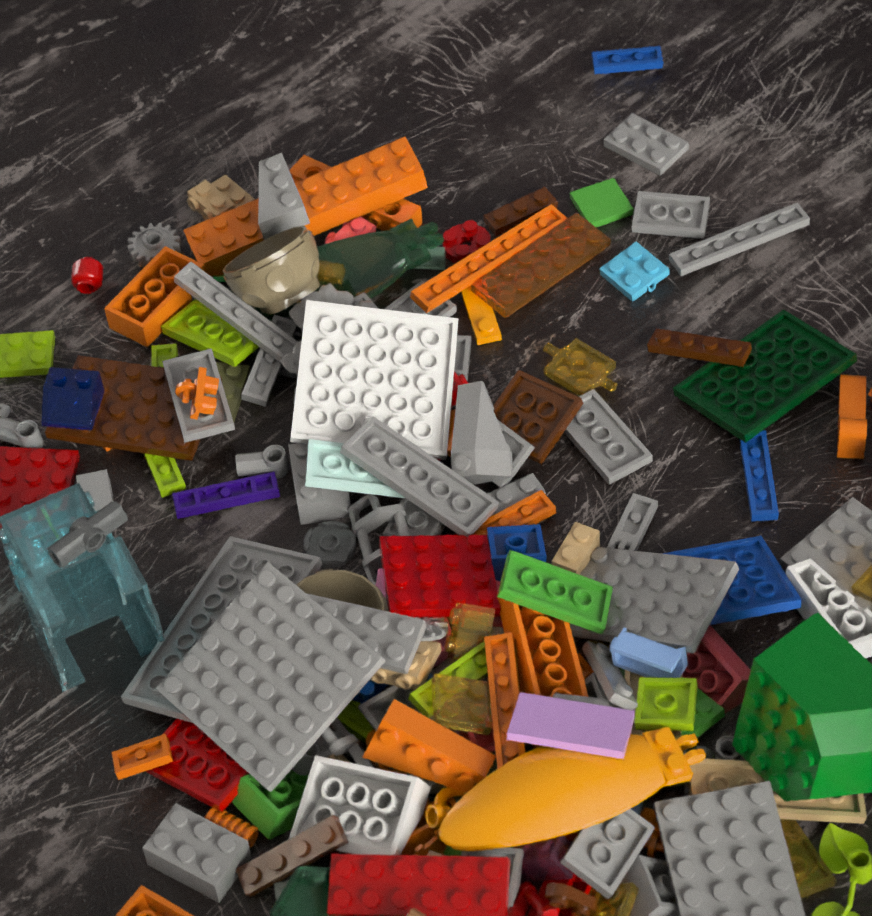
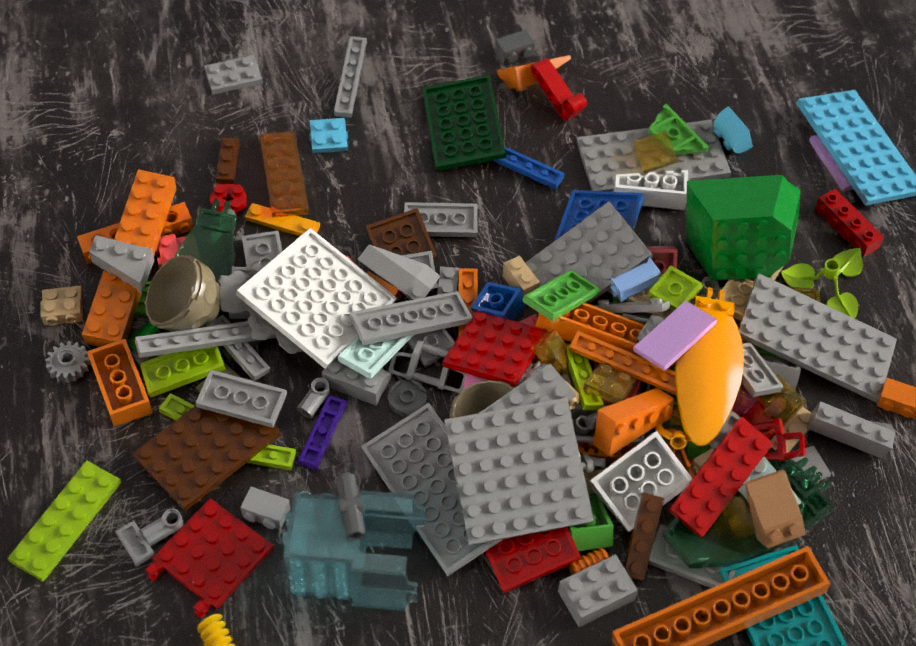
camera: 65 degrees left, 5 degrees up
(71, 398) = (179, 473): clear blue slope -> none
(87, 275) = (56, 414): red head -> none
(142, 756) = (507, 583): orange plate -> none
(195, 392) = (250, 394): orange hips -> none
(485, 259) = (259, 194): orange plate -> none
(579, 367) = (380, 200): clear yellow plate -> none
(602, 203) = (259, 119): bright green tile -> none
(627, 60) = (158, 43): blue plate -> none
(633, 523) = (517, 240): light grey hinge -> none
(671, 214) = (302, 94): light grey plate -> none
(699, 347) = (416, 138): reddish brown plate -> none
(852, 417) = (529, 109): orange beam -> none

